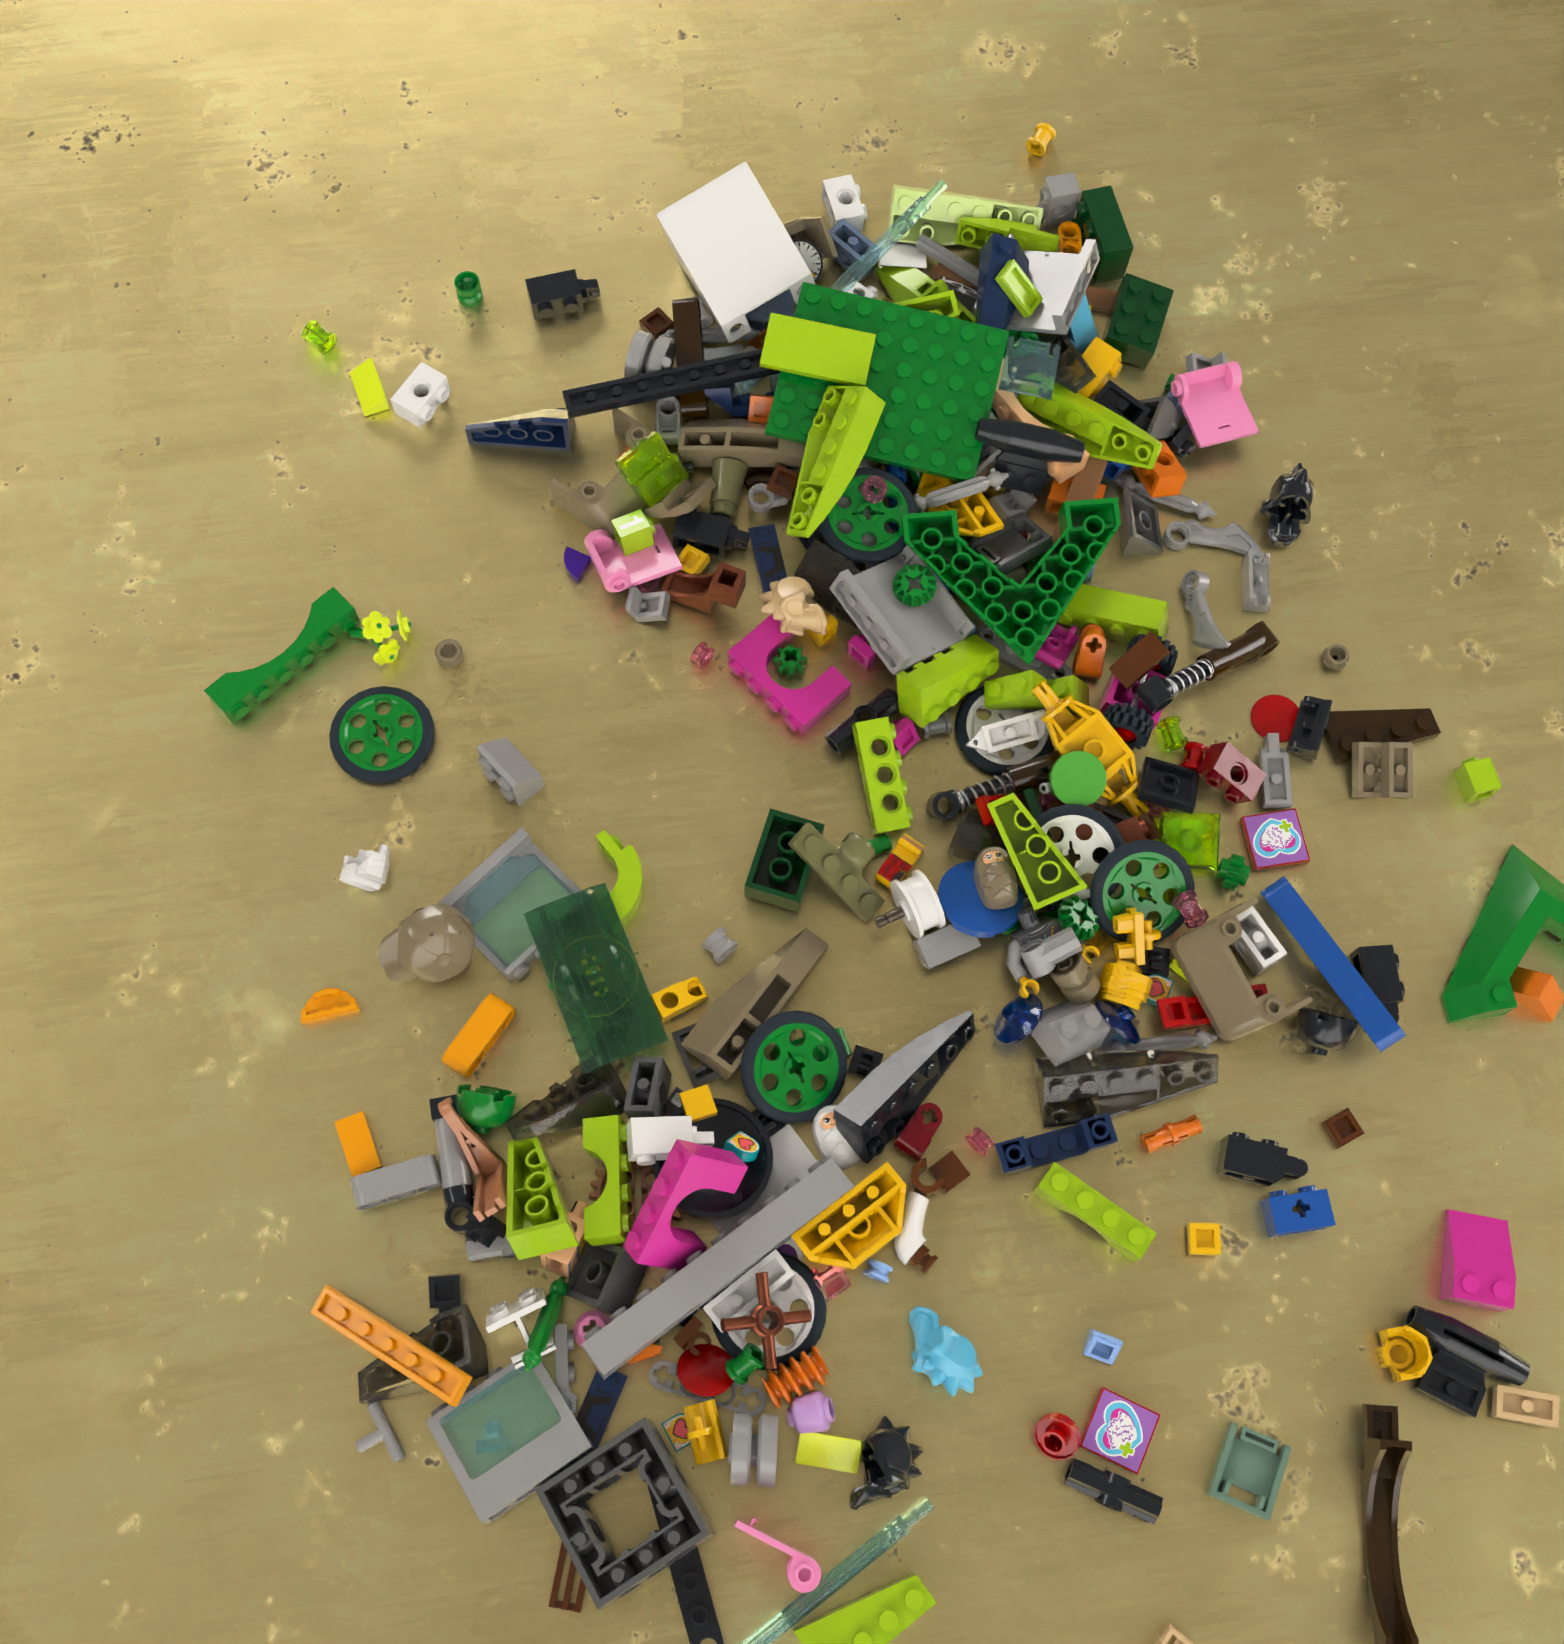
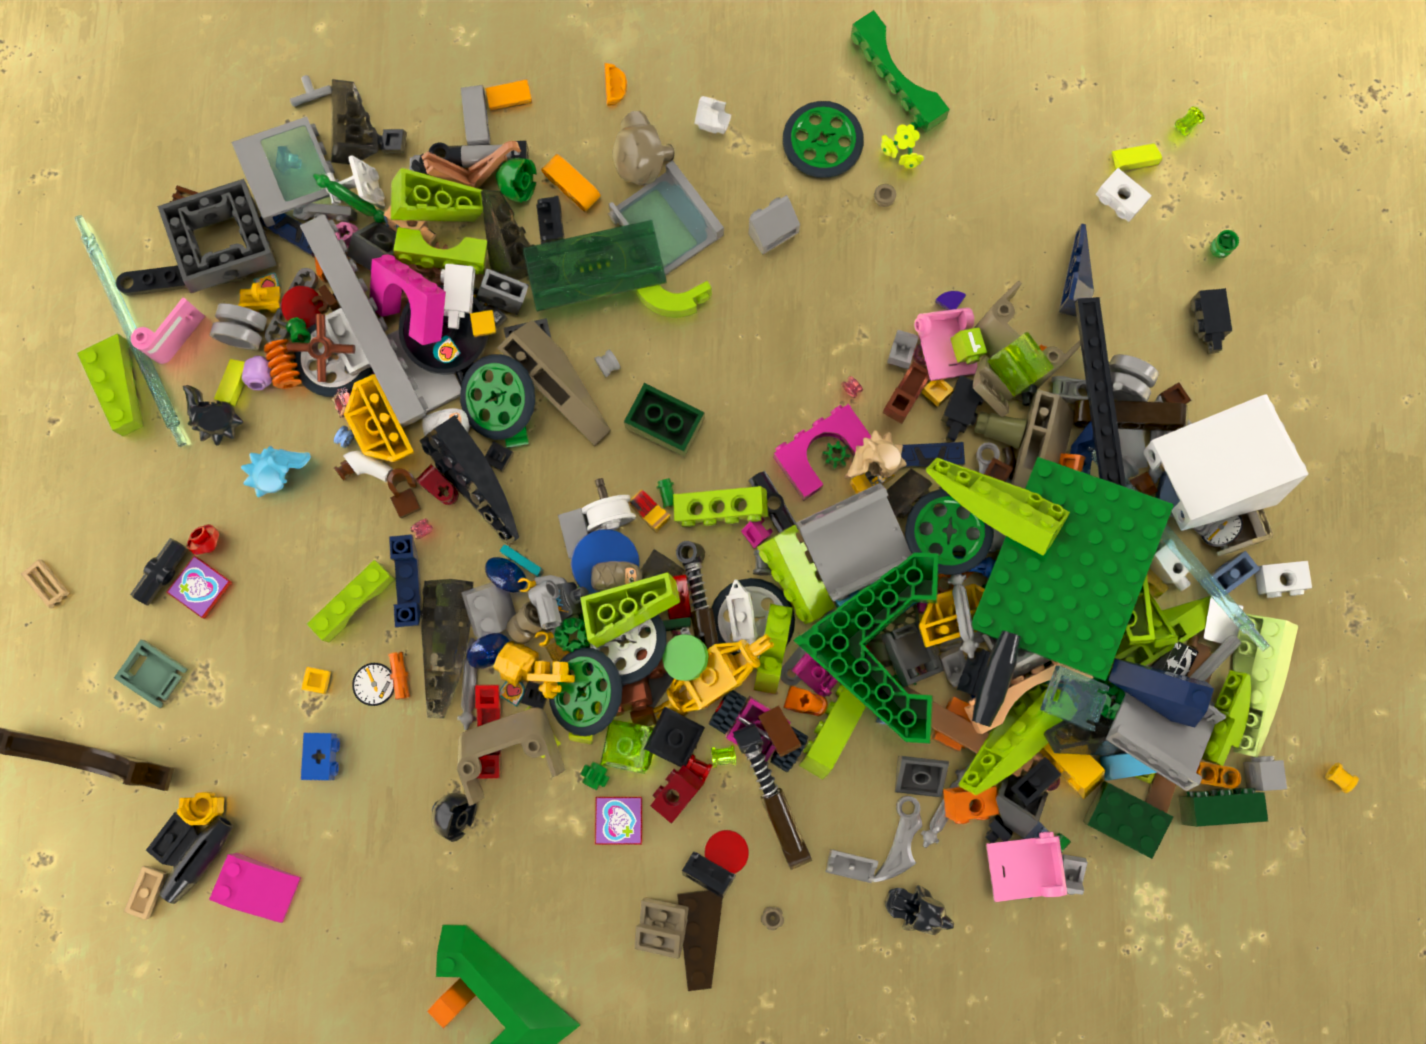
camera: 105 degrees right, 10 degrees up
(391, 1345) = (360, 99): light orange tile -> none
(537, 1052) = (550, 219): none -> black hinge
(679, 998) = (570, 326): yellow leg -> none
(817, 350) = (1101, 505): lime tile -> none
(840, 867) = (647, 458): olive plate -> none
(878, 482) = (962, 533): clear pink bush -> none
(916, 596) = (877, 568): green gear -> none
(995, 1005) = (521, 561): none -> teal tile
(1019, 288) = (1157, 704): lime tile -> none
(1102, 1346) = (259, 588): light blue slope -> none
(1188, 1167) = (373, 684): none -> white sticker
(1190, 909) = (562, 726): clear pink bush -> none
(1206, 632) = (853, 808): light grey piece -> none
(1257, 943) = (529, 777): white brick -> none
(1257, 1161) = (363, 736): black hinge -> none
(1276, 786) = (674, 834): light grey hinge -> none
(1333, 964) = (500, 833): blue beam -> none
(1342, 1128) = (377, 812): reddish brown tile -> none
(1380, 971) = (483, 871): black hinge -> none
(1477, 779) = (640, 1010): lime brick -> none

